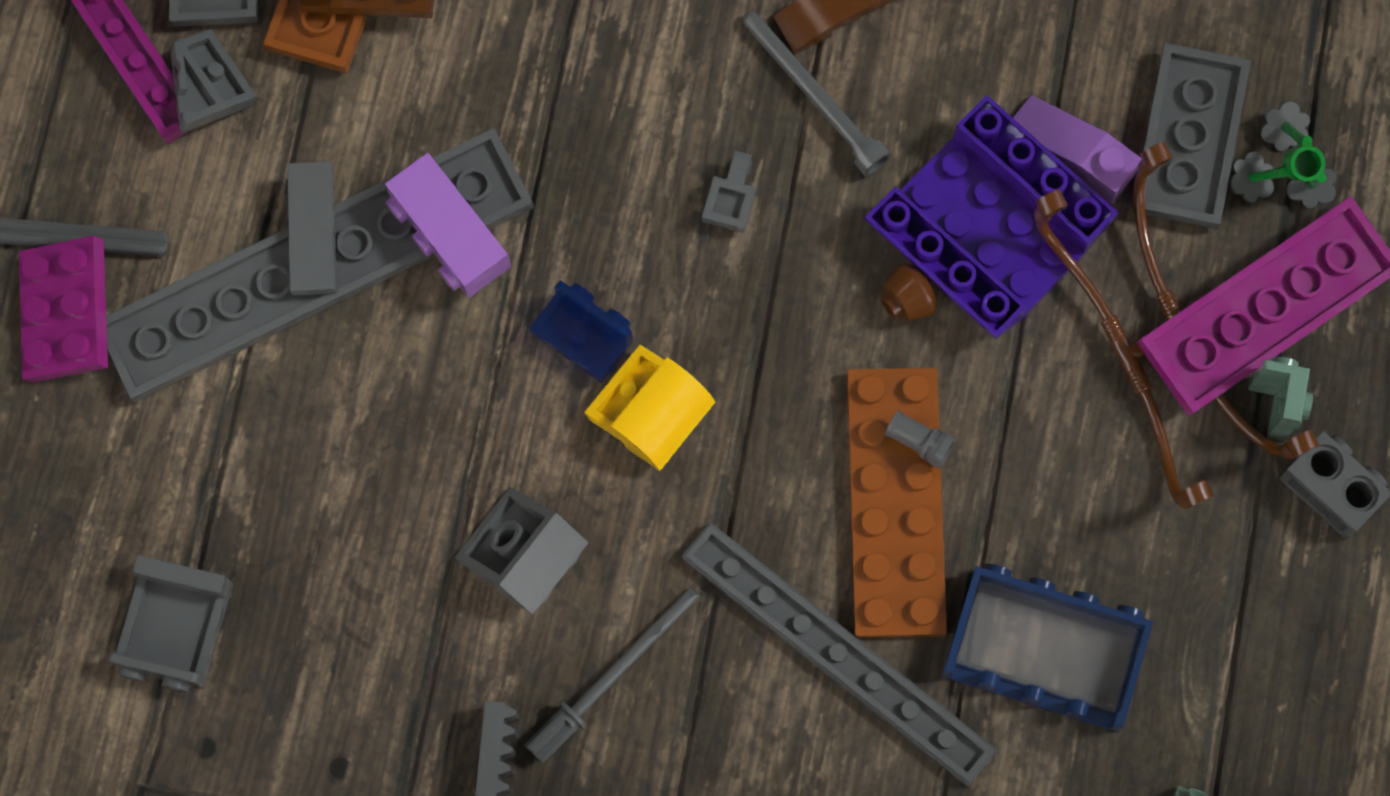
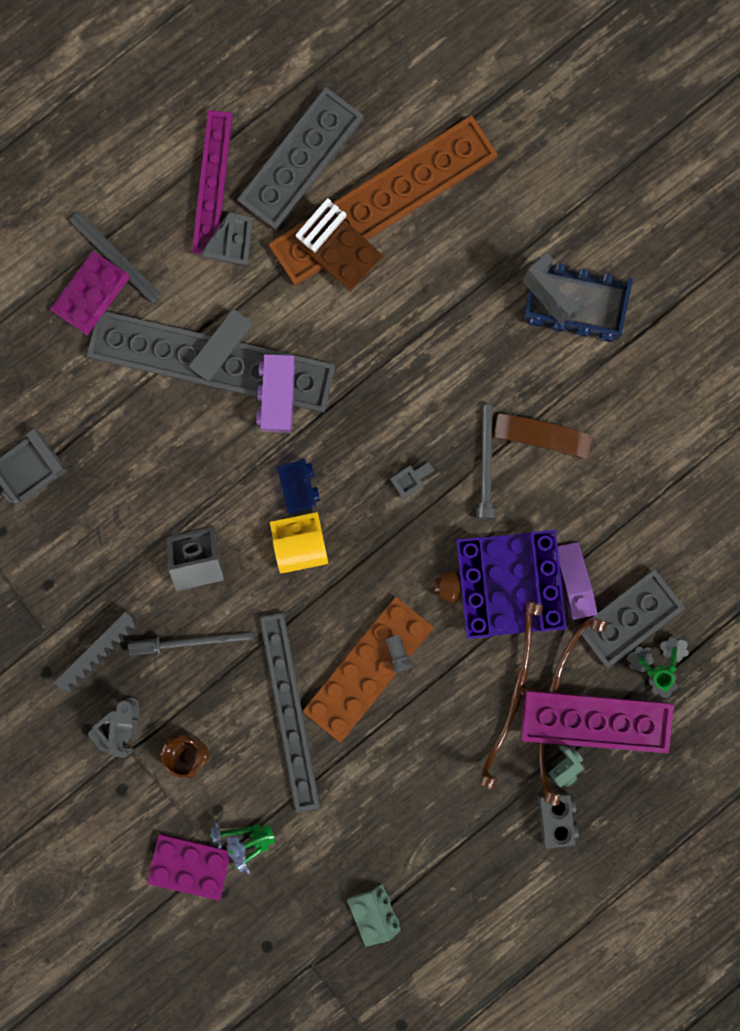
camera: 35 degrees right, 10 degrees up
(1048, 647) = (377, 784): clear window -> none

